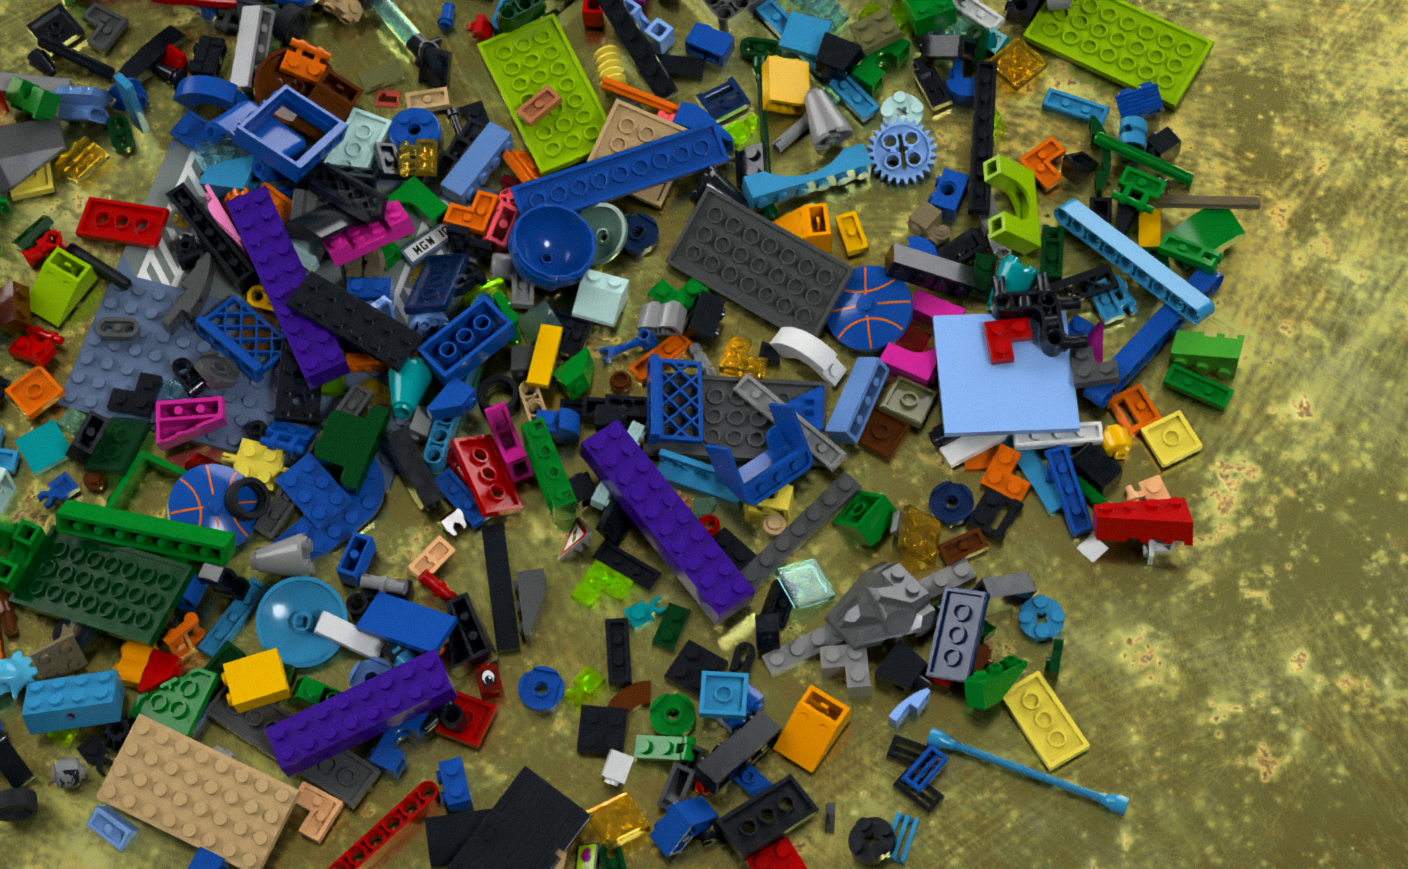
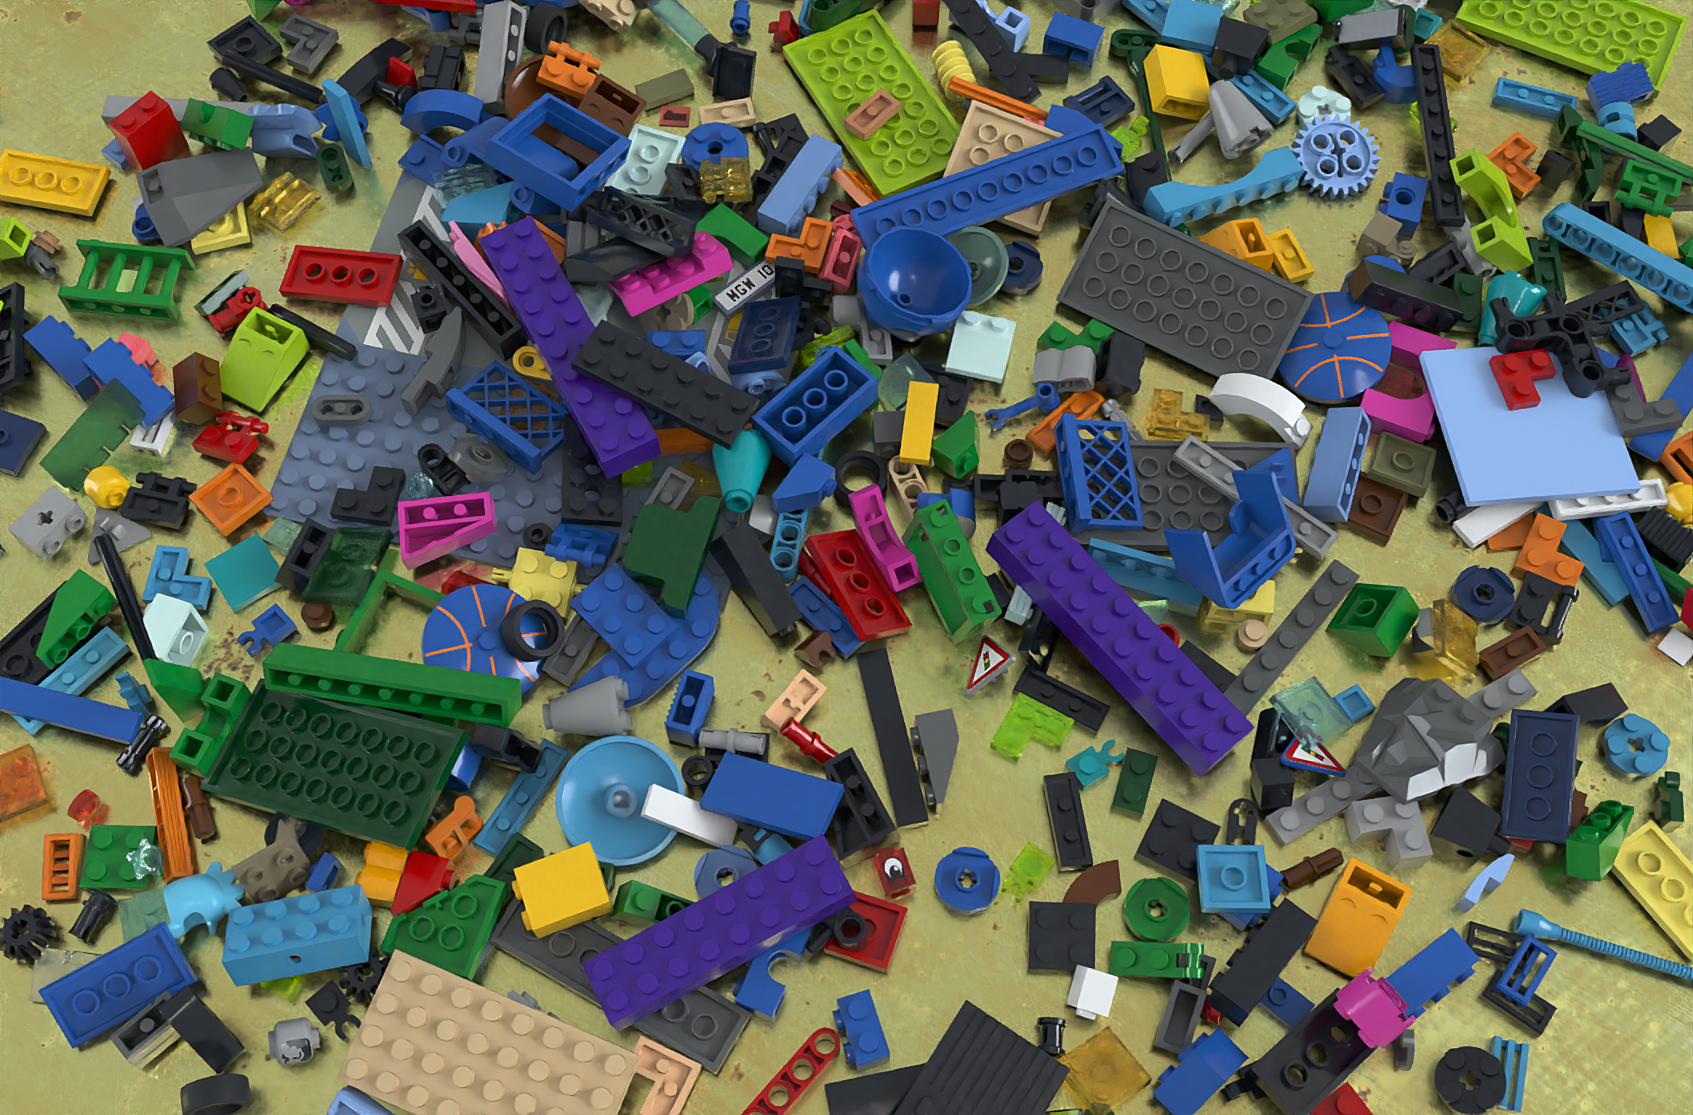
camera: 10 degrees left, 0 degrees up
(92, 662) = (323, 873): none -> blue bracket
(586, 795) = (1051, 1035): none -> black bush
(787, 693) = (1311, 868): none -> reddish brown axle
(803, 617) = (1314, 759): none -> piece
(805, 785) = (1374, 1009): none -> dark pink brick
(840, 579) = (1354, 704): none -> dark azure tile
(854, 770) = (1432, 971): none -> blue brick

